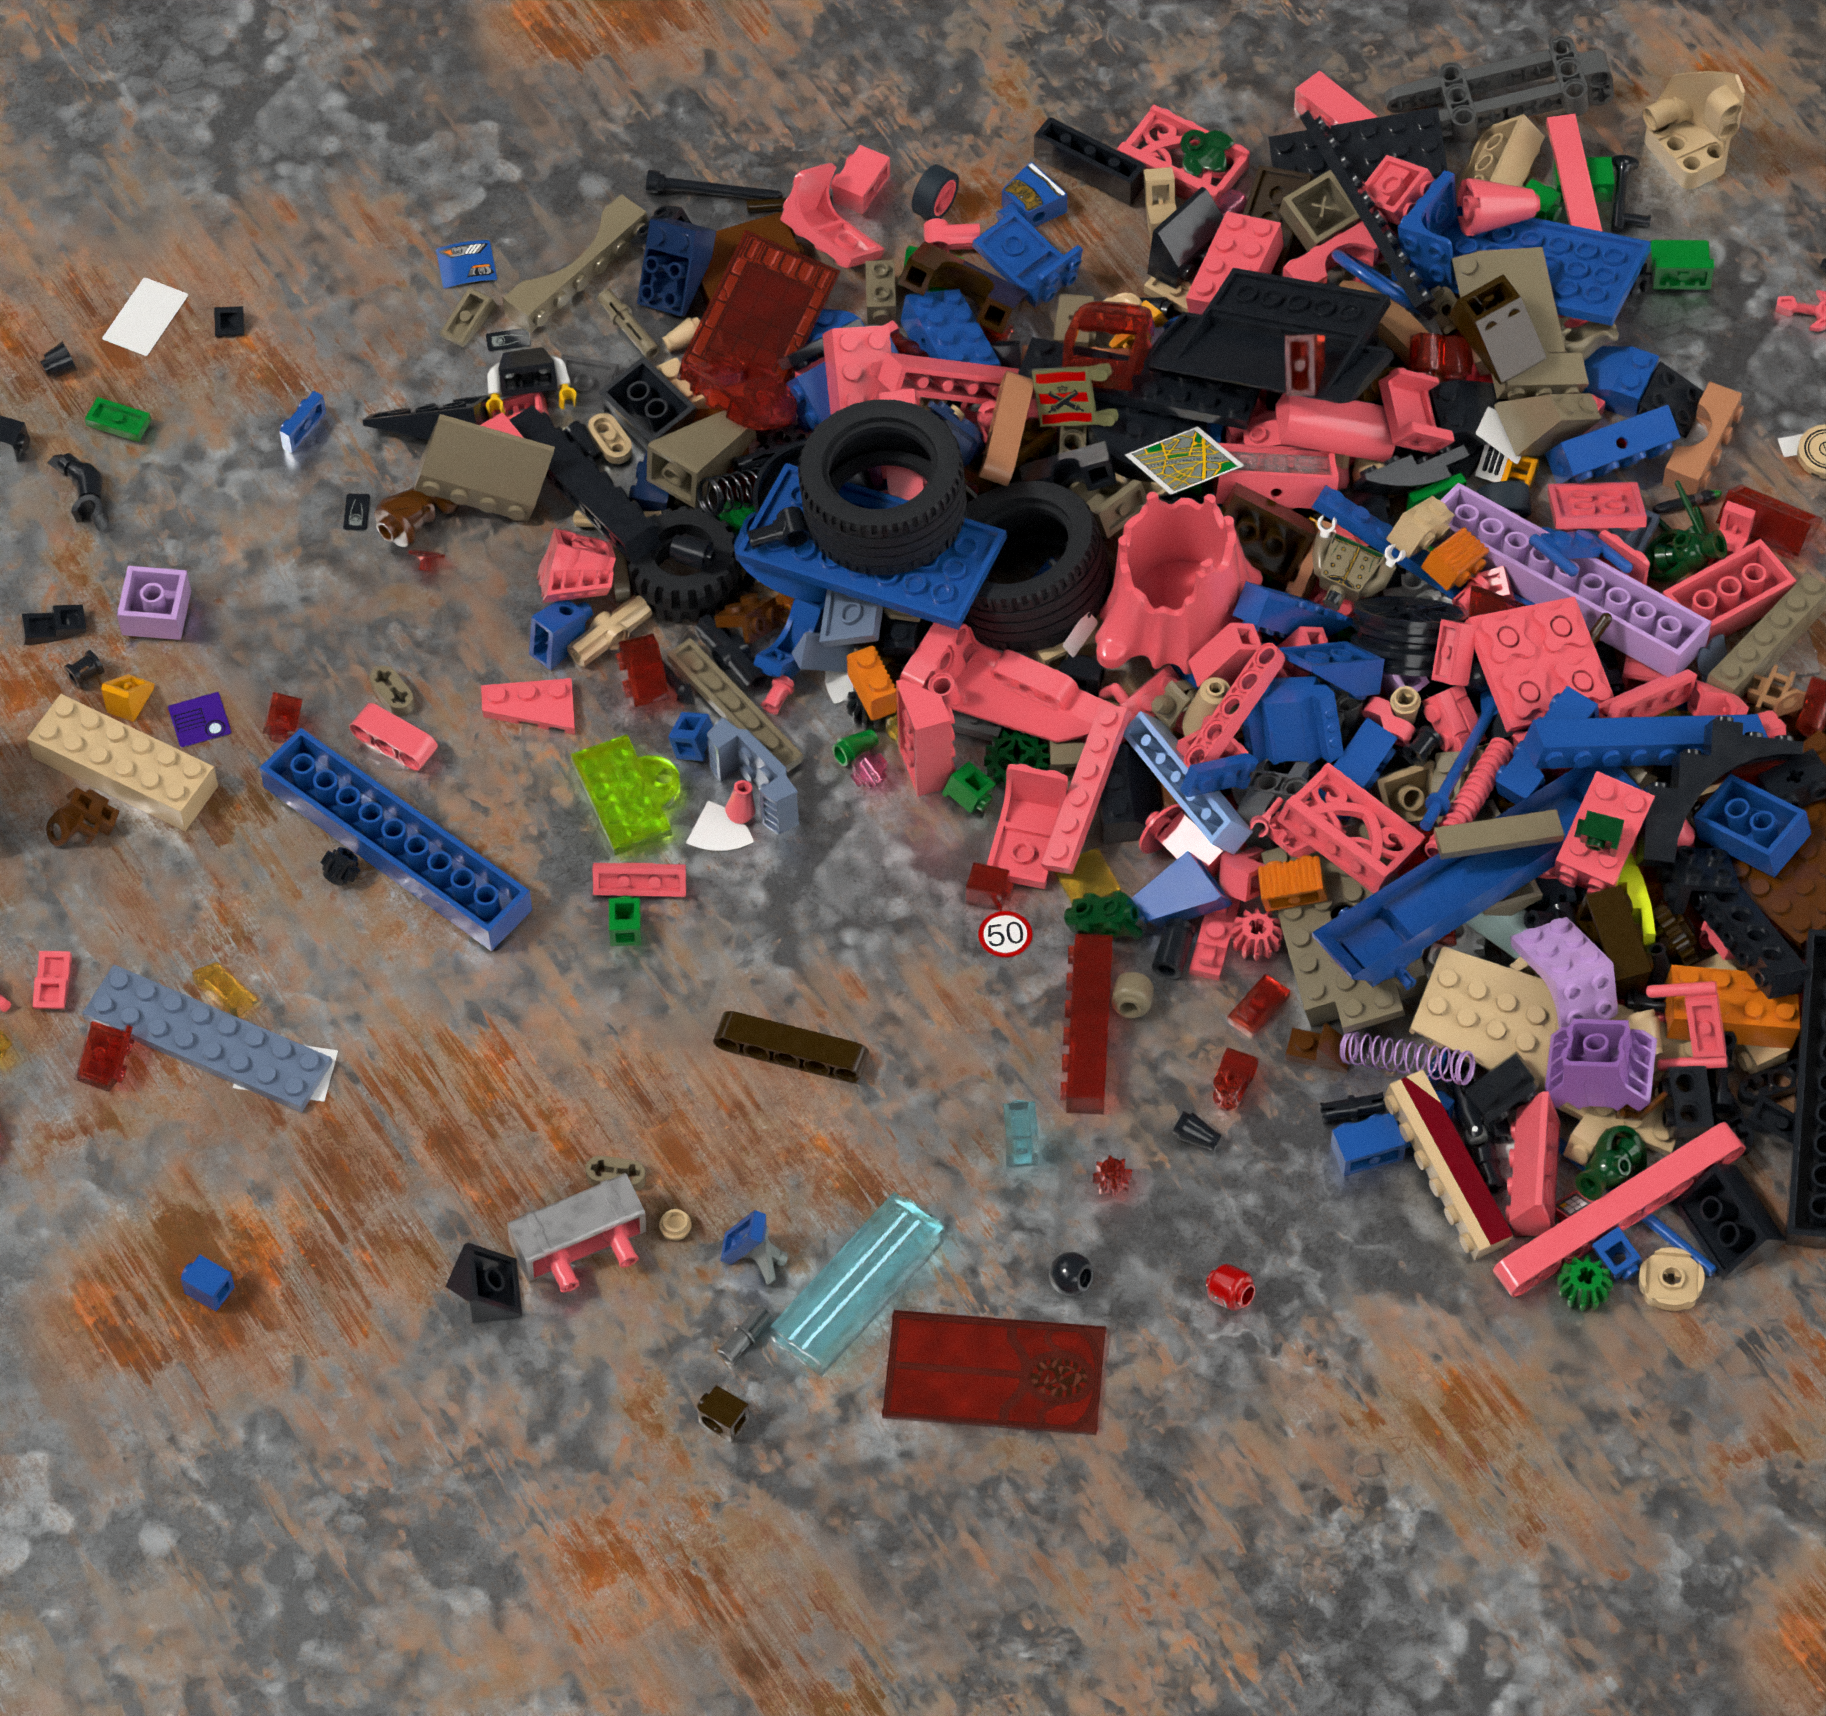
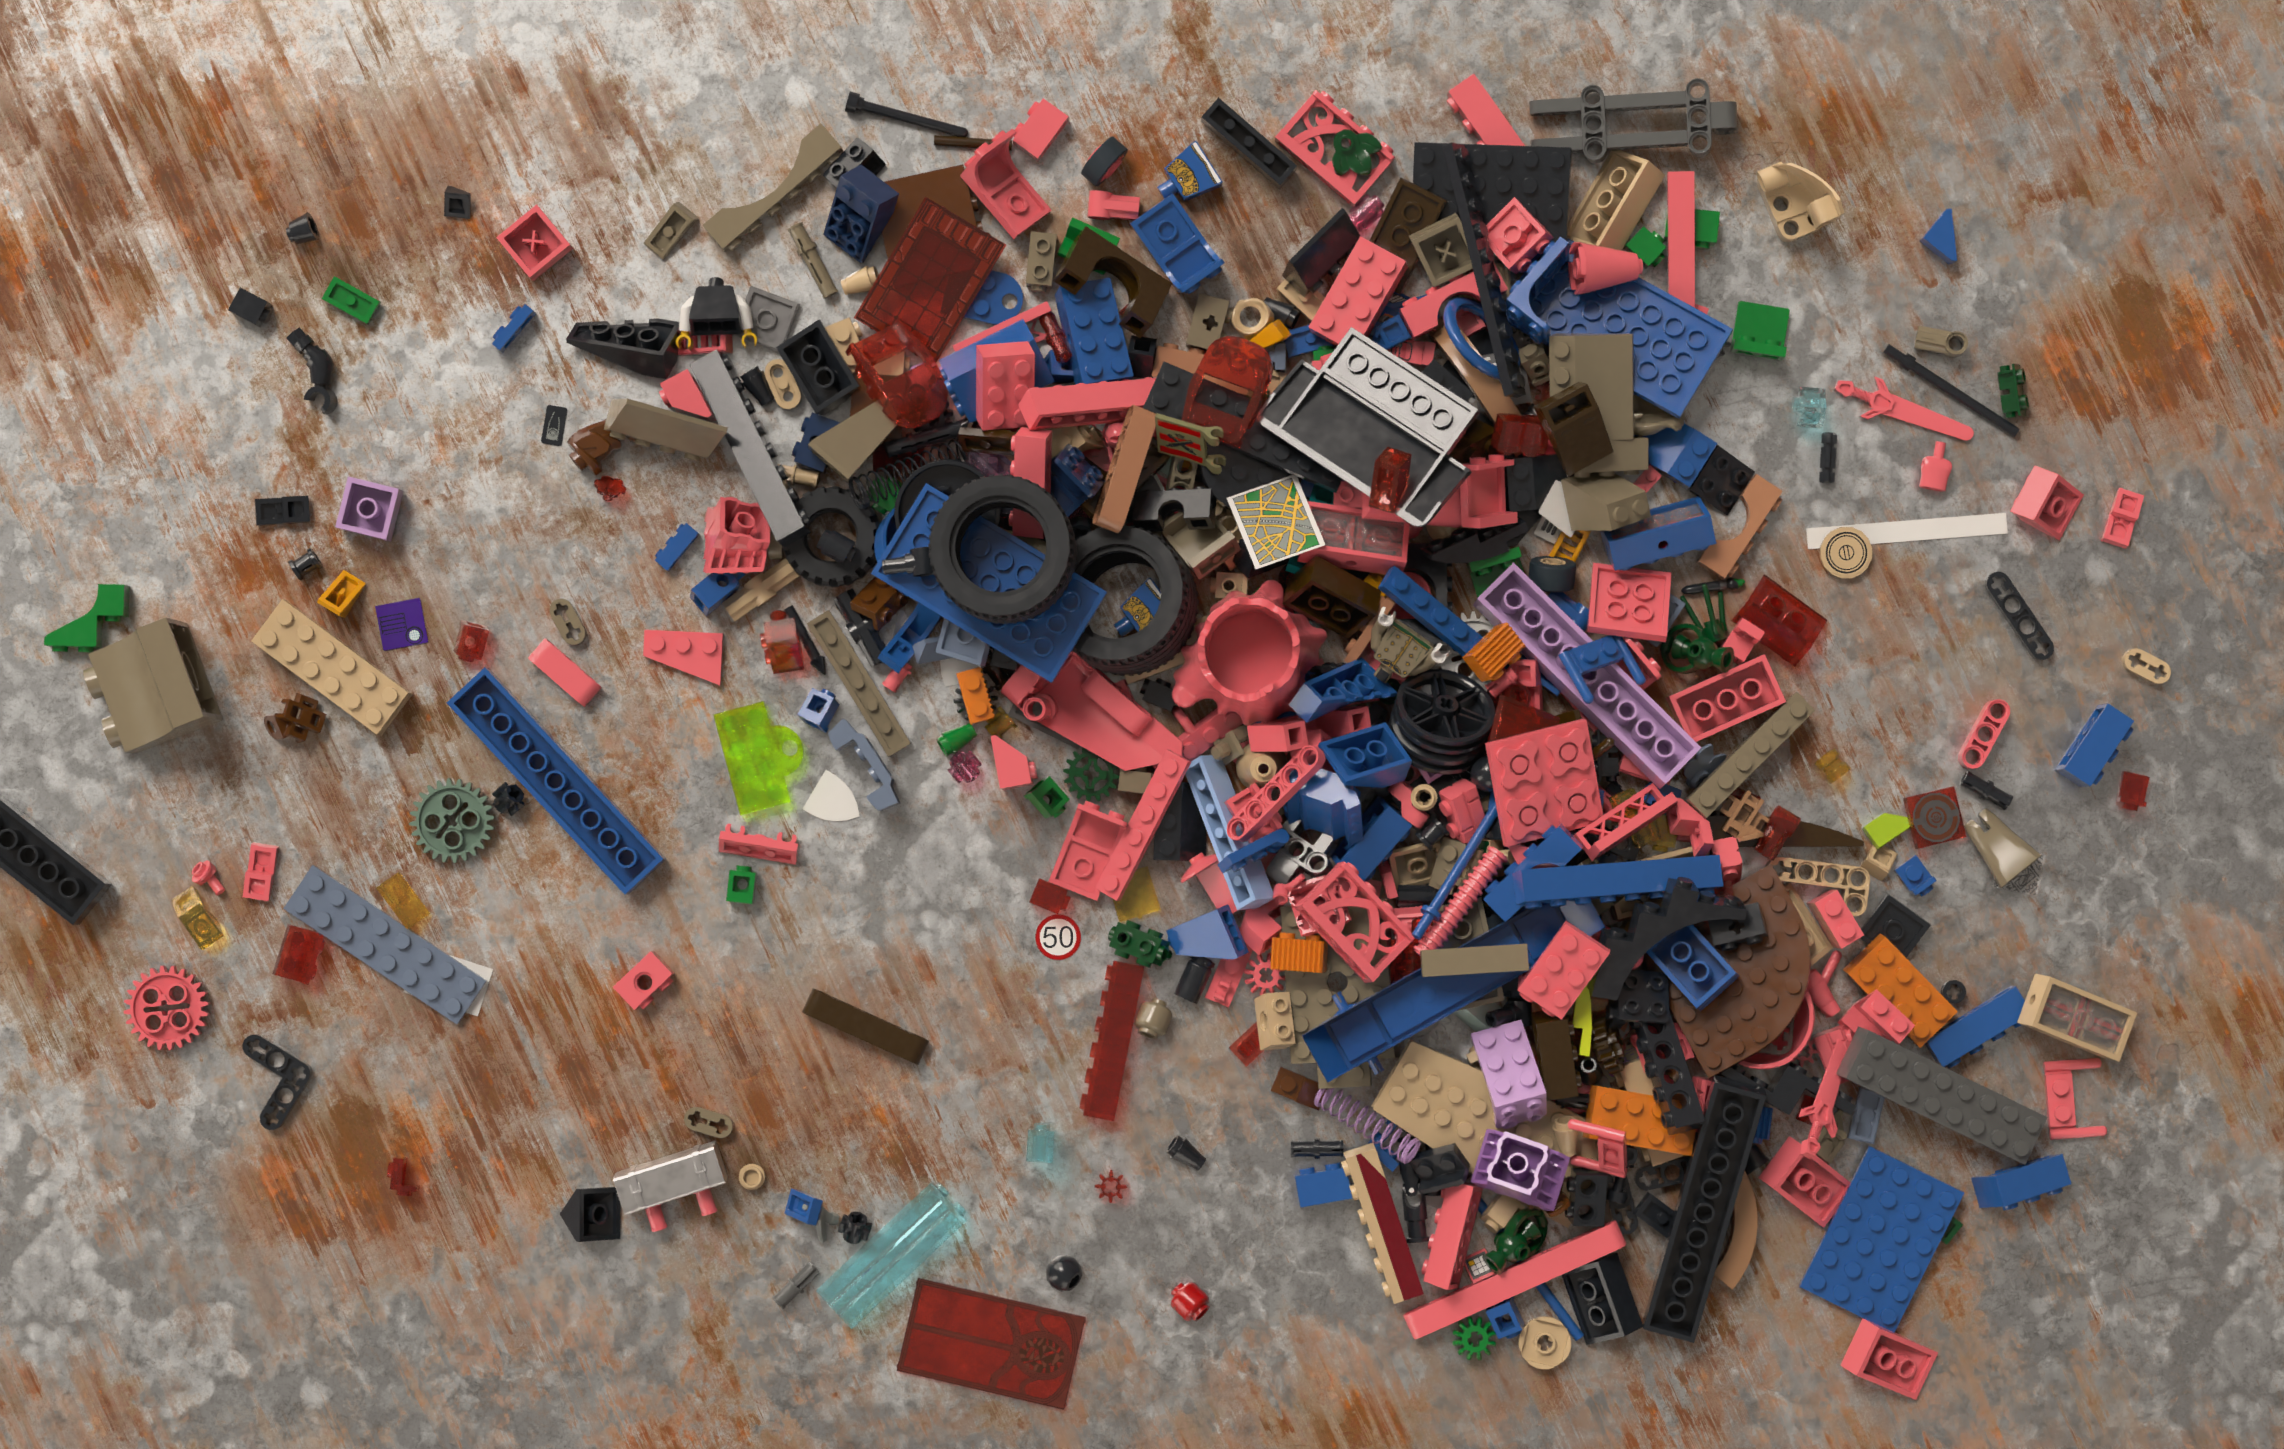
camera: 10 degrees right, 30 degrees up
(98, 1190) = (285, 1071): none -> black beam
(145, 316) = (383, 183): white sticker -> none
(207, 1282) = (367, 1181): blue brick -> none
(247, 1285) = (397, 1173): none -> clear red bracket
(276, 898) = (435, 805): none -> sand green gear
(319, 338) = (534, 242): none -> coral brick
(466, 263) = (675, 166): blue sticker -> none
(508, 339) = (704, 256): black sticker -> none
(509, 603) = (676, 546): none -> blue piece
(524, 1015) = (629, 985): none -> coral brick
(723, 1413) = (769, 1355): dark brown brick -> none
(741, 804) = (849, 792): coral cone -> none
(799, 358) = (979, 320): black plate -> none
(808, 1258) = (855, 1227): none -> black gear
(1079, 634) = (1160, 670): white sticker -> none
(1159, 196) = (1305, 204): tan brick -> none
(1233, 1078) = (1227, 1103): clear red piece -> none
(1276, 968) = (1274, 1021): none -> tan brick
(1421, 526) = (1469, 619): tan brick -> none
(1454, 653) = (1471, 768): coral slope -> none
(1600, 832) = (1557, 984): dark green brick -> none
(1624, 165) = (1716, 268): black piece -> none
(1752, 319) = (1809, 407): none -> clear light blue brick
(1784, 368) = (1828, 457): none -> black axle

